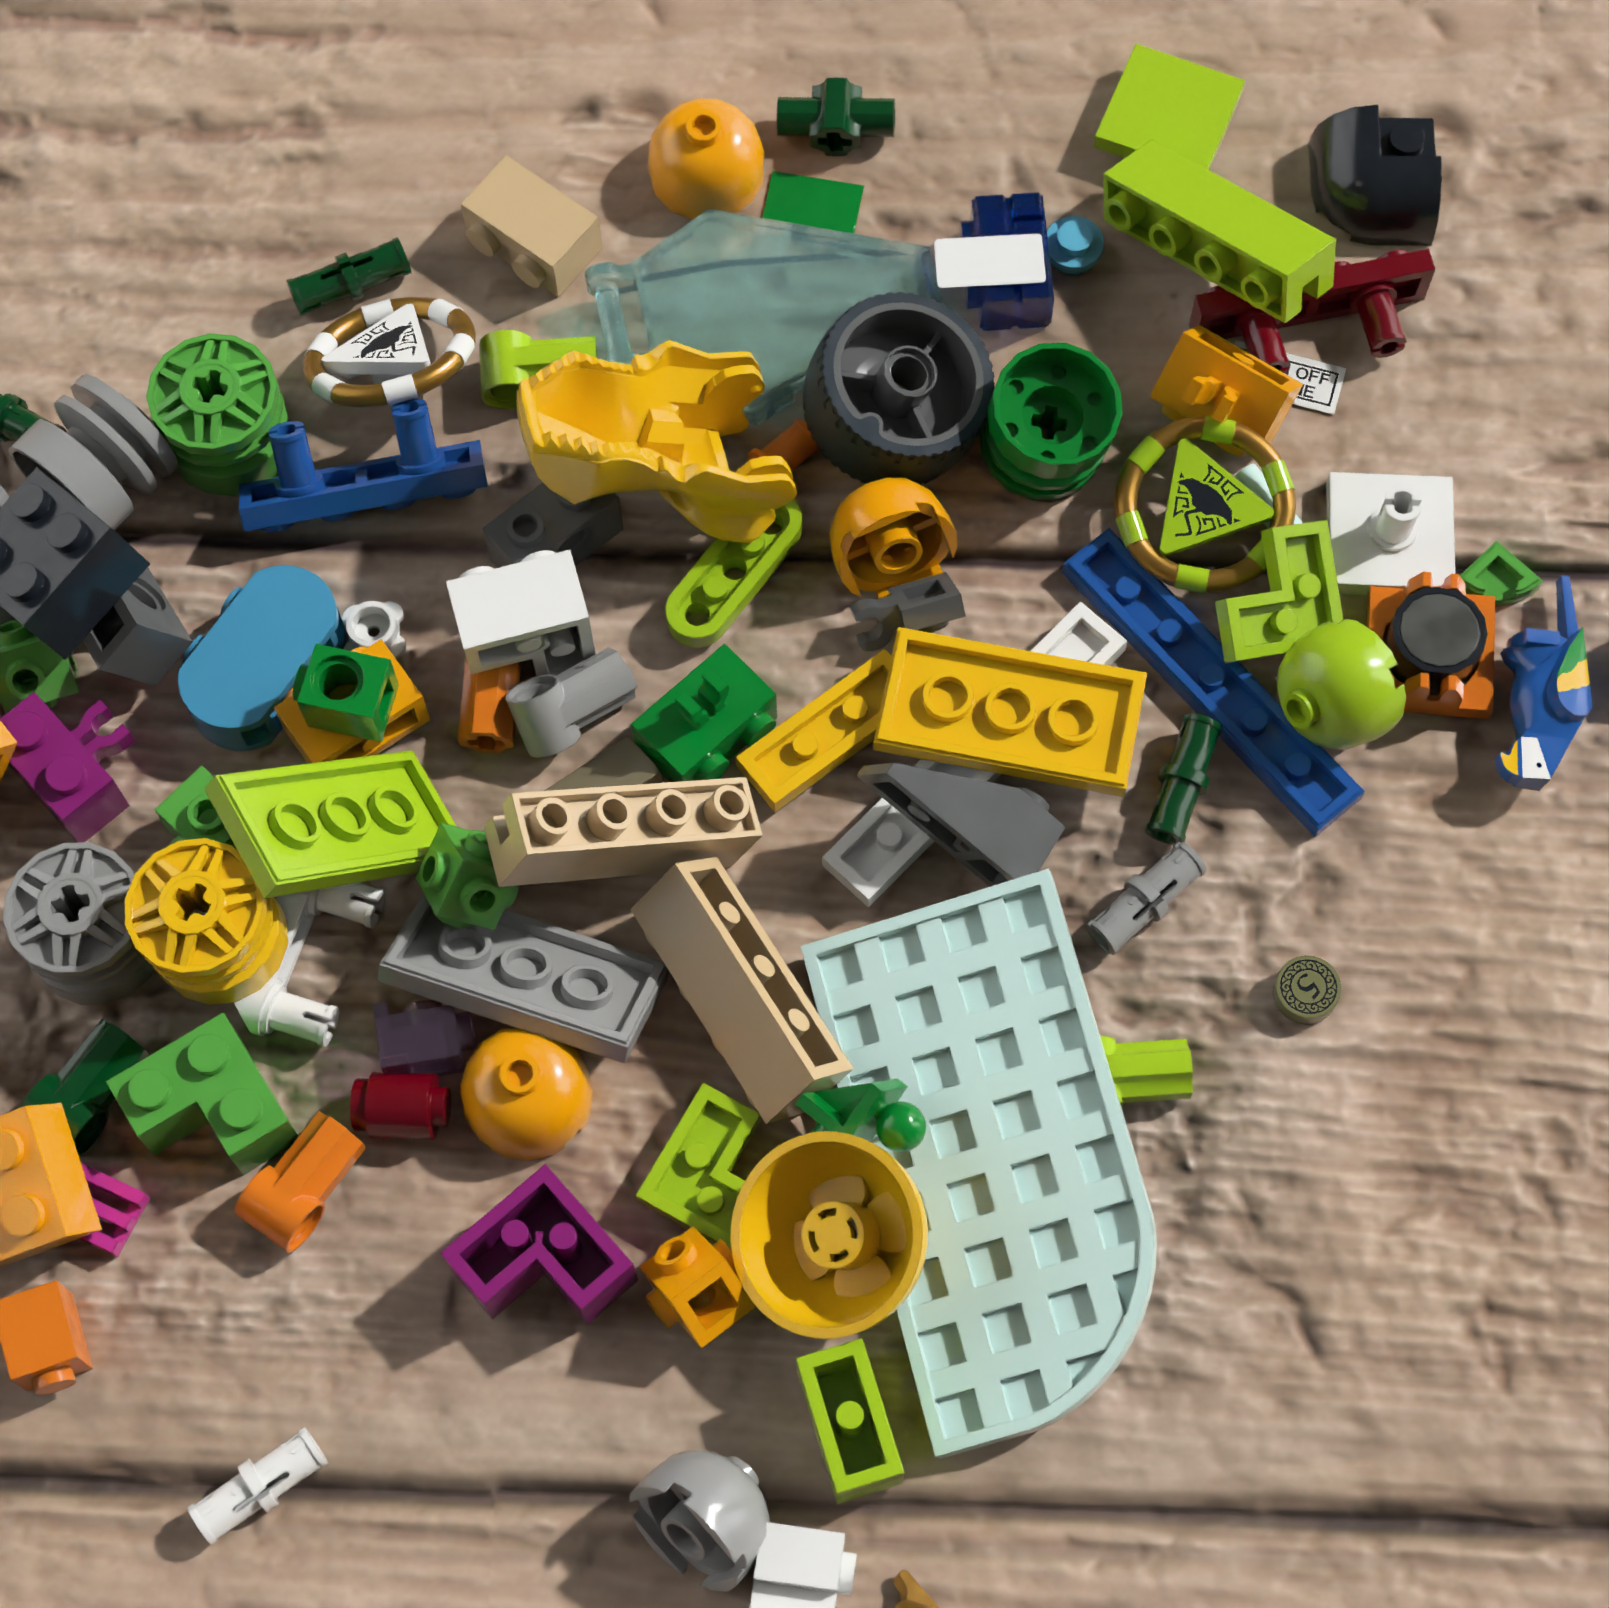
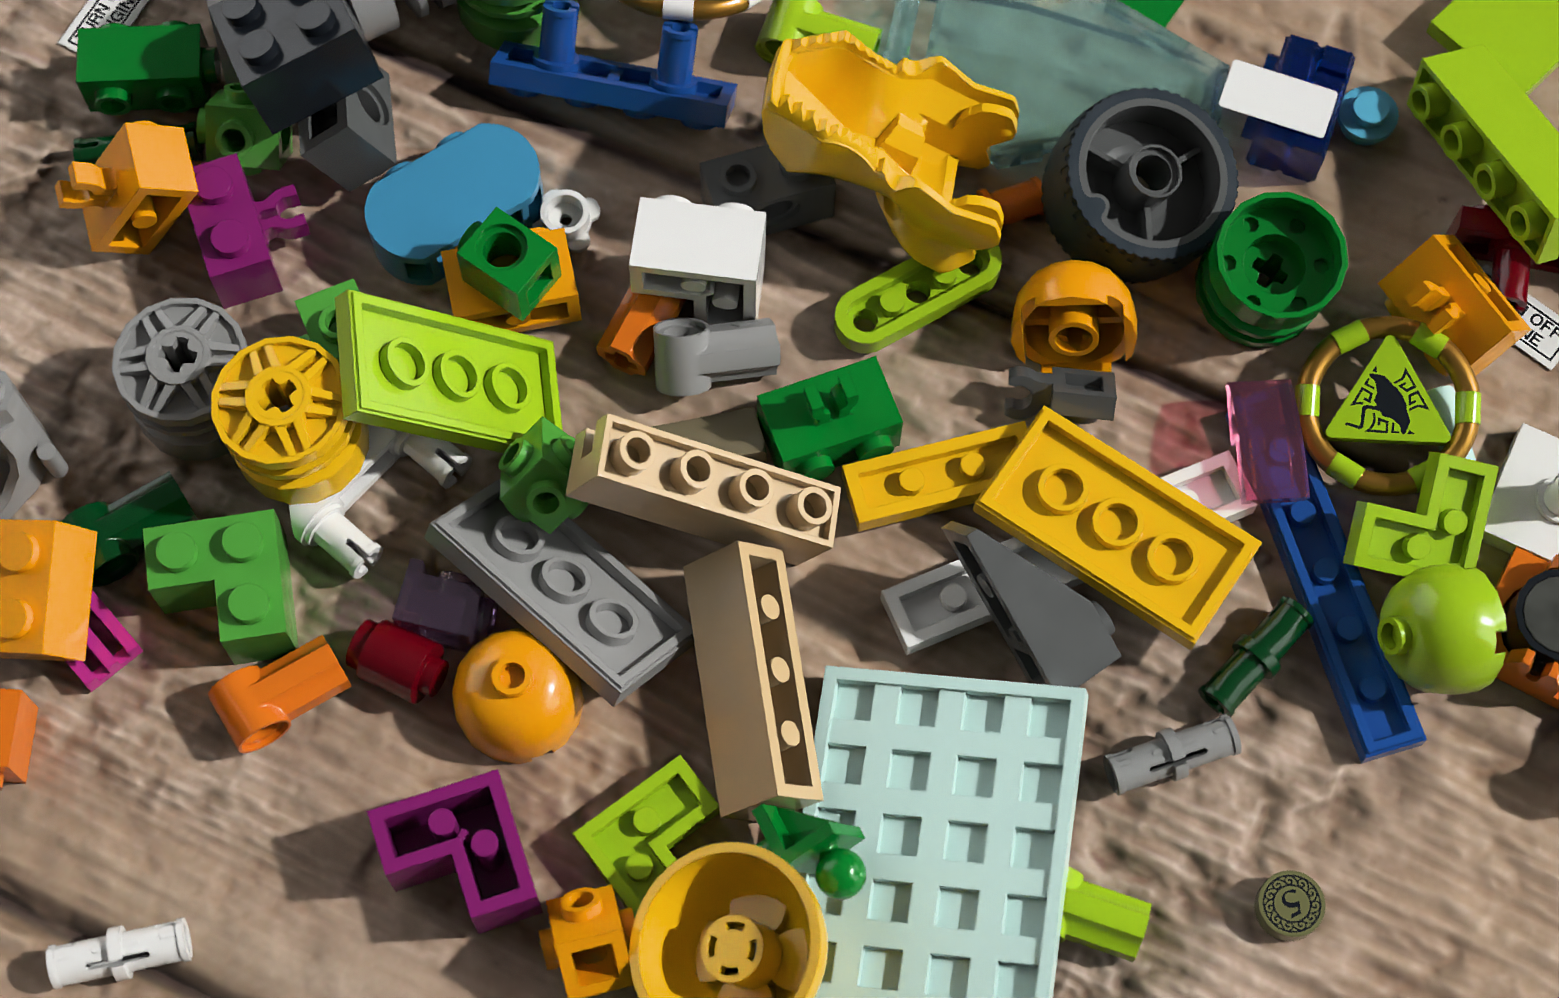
camera: 20 degrees right, 0 degrees up
(1113, 579) = (1267, 441): none -> clear pink slope

